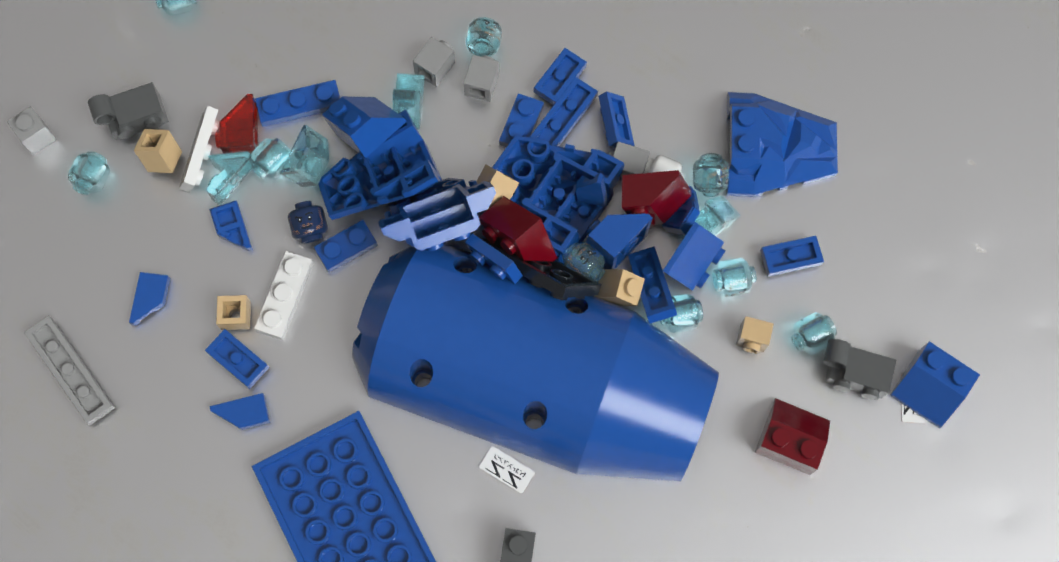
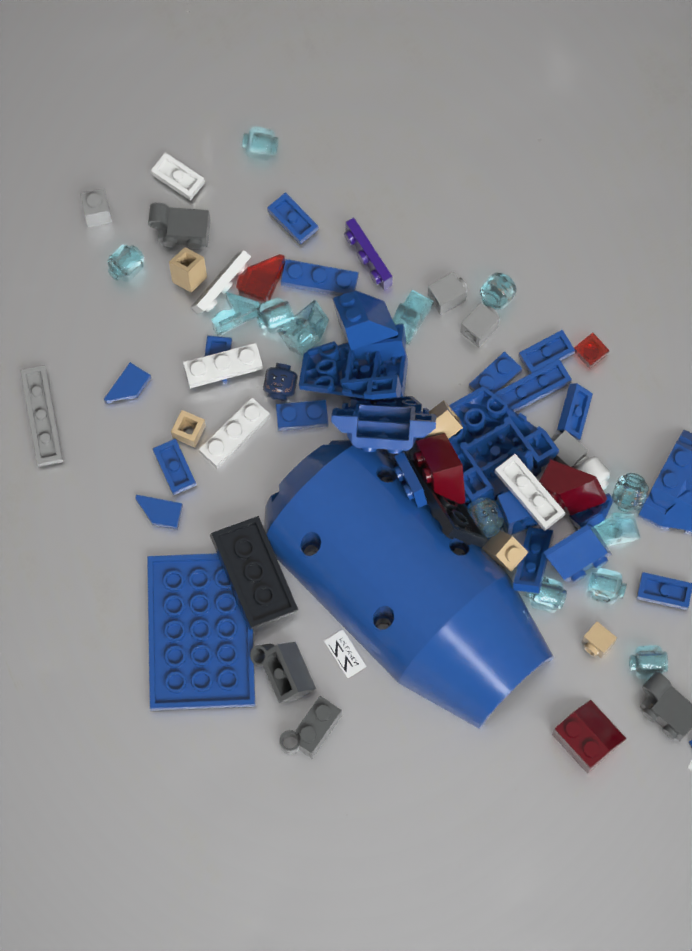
camera: 30 degrees right, 0 degrees up
(104, 64) = (177, 176): none -> white plate
(240, 232) = (223, 365): none -> white plate
(243, 55) = (292, 218): none -> blue plate
(336, 57) = (367, 254): none -> dark purple plate
(373, 430) = (253, 572): none -> black plate
(454, 518) = (284, 669): none -> dark grey hinge
(602, 55) = (591, 350): none -> clear red plate
(620, 216) = (529, 492): none -> white plate

